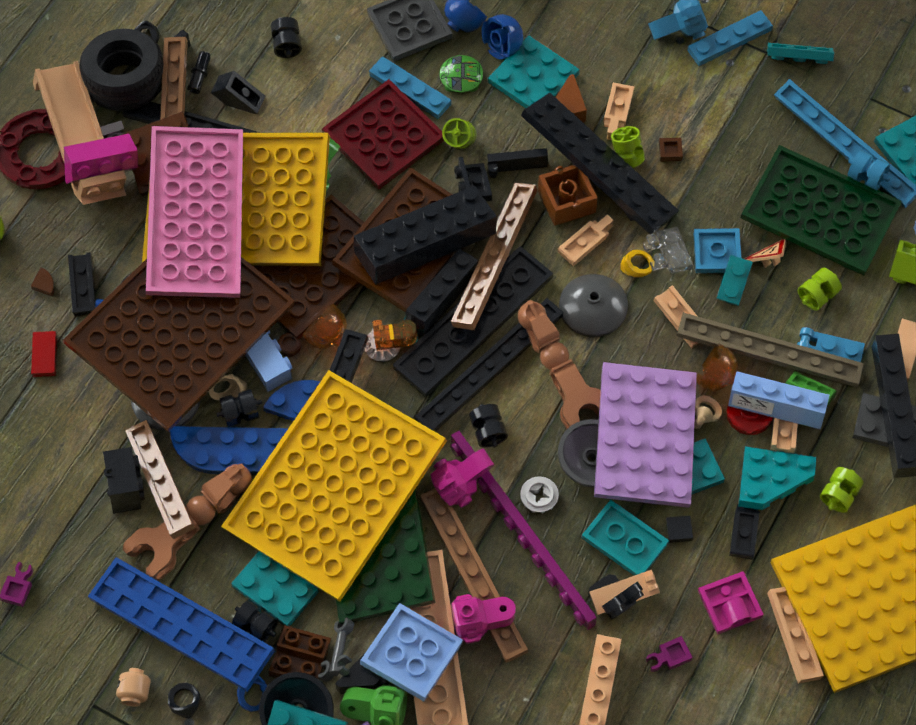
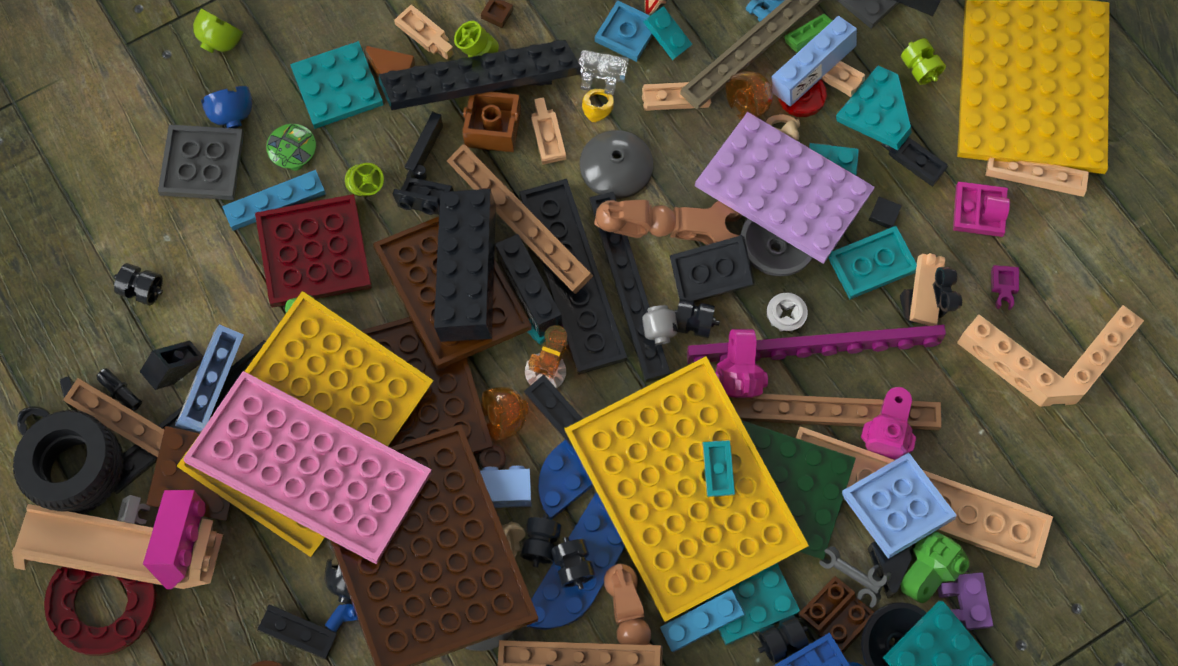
camera: 65 degrees left, 5 degrees up
(226, 438) = (574, 566): none -> black wheel
(238, 555) = (702, 620): none -> dark azure plate
(245, 117) = (209, 379): none -> light blue brick
(357, 494) = (718, 468): none -> teal plate
(463, 400) = (660, 324): none -> light grey head
(502, 35) = (278, 86): blue cylinder -> none
(536, 416) = (712, 269): none -> black plate

